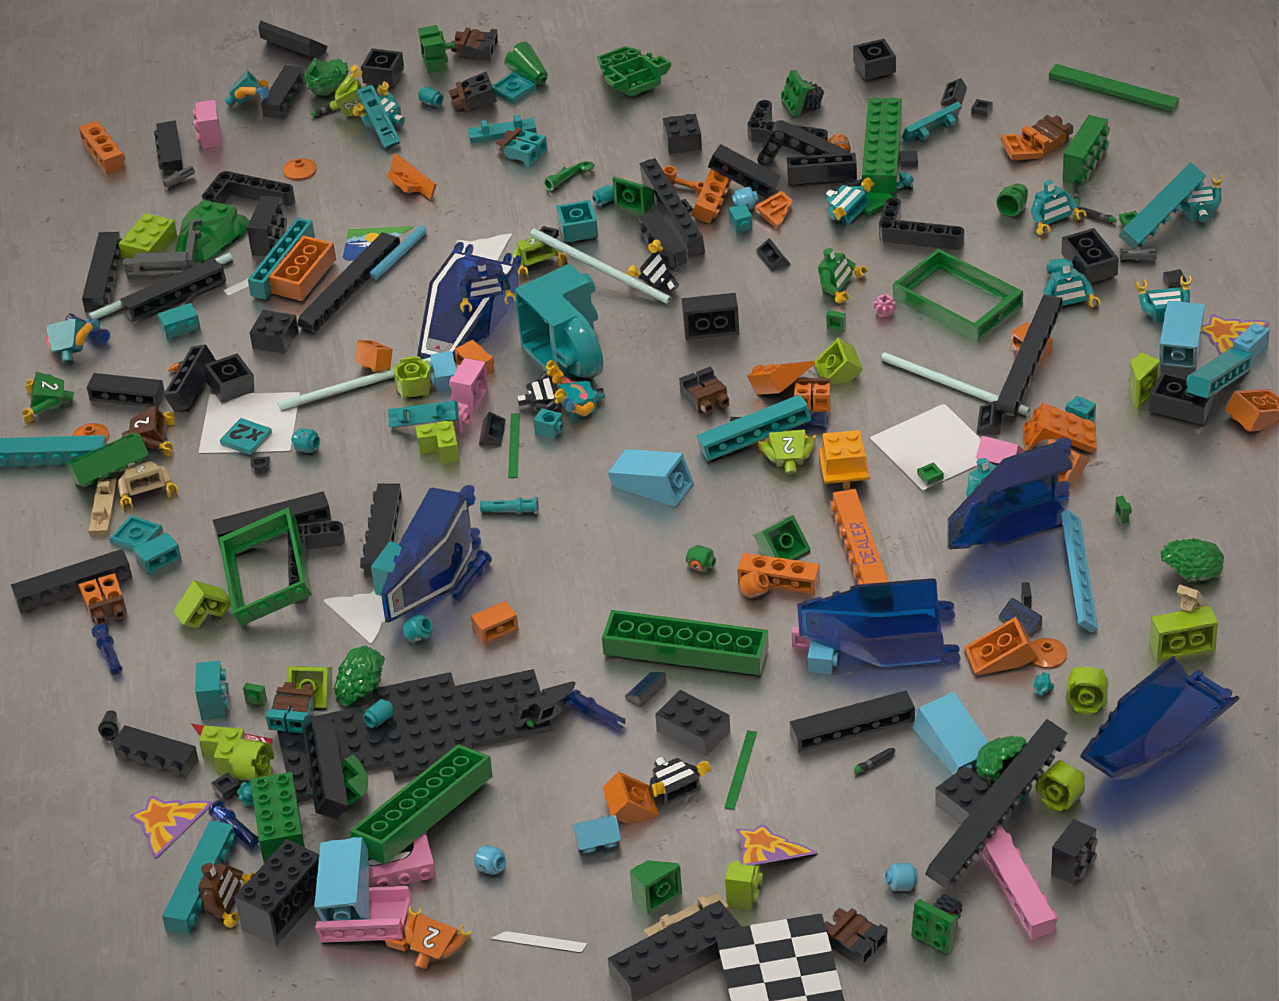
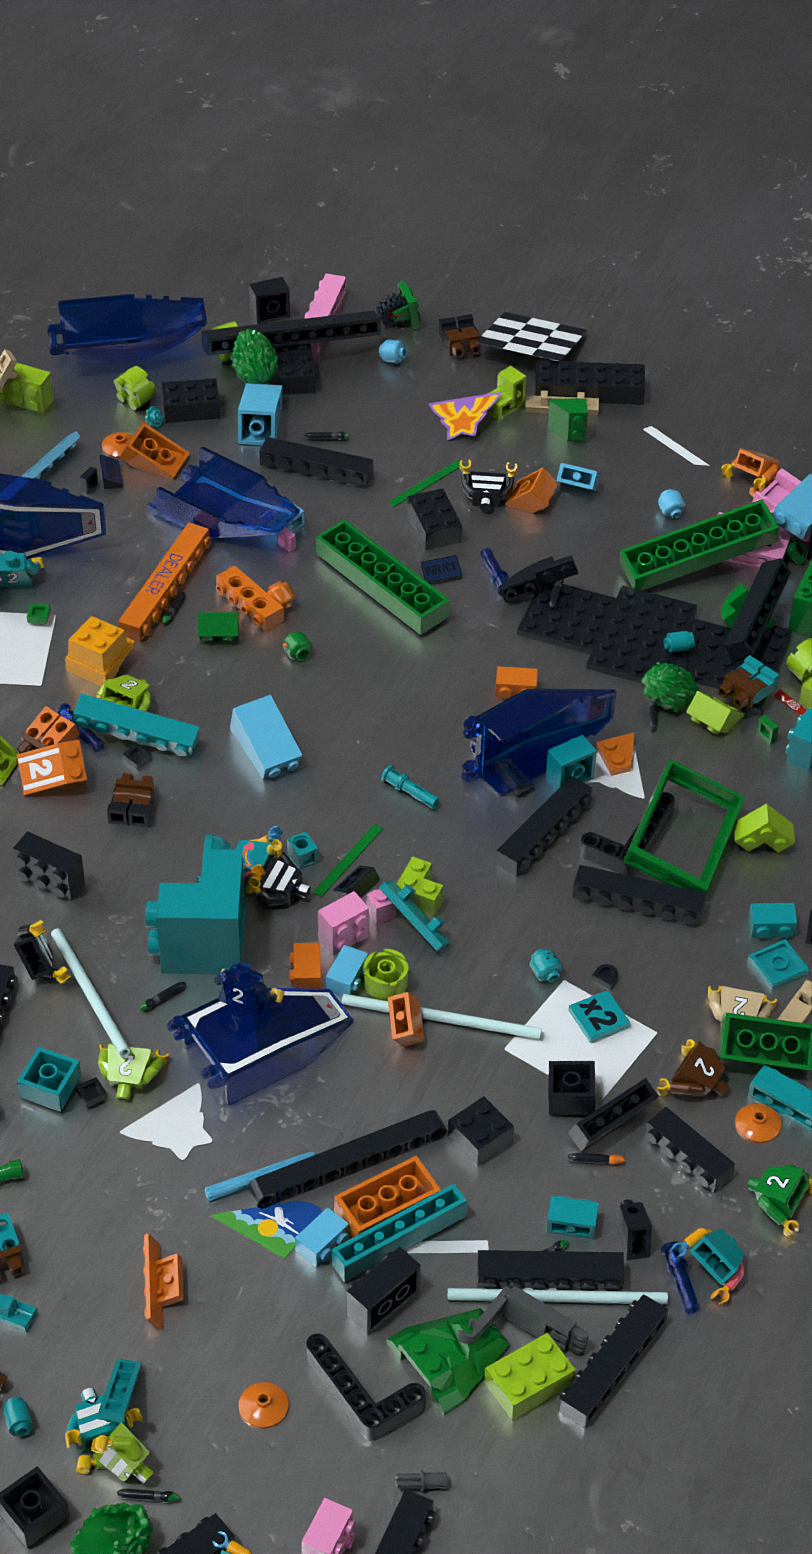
camera: 150 degrees left, 5 degrees up
(132, 327) = (634, 1218): none -> black torso
(333, 233) = (321, 1236): none -> medium azure brick
(368, 617) = (617, 753): none -> orange wing
(835, 541) = (173, 607): none -> black piece
(1027, 711) = (190, 400): none -> black brick

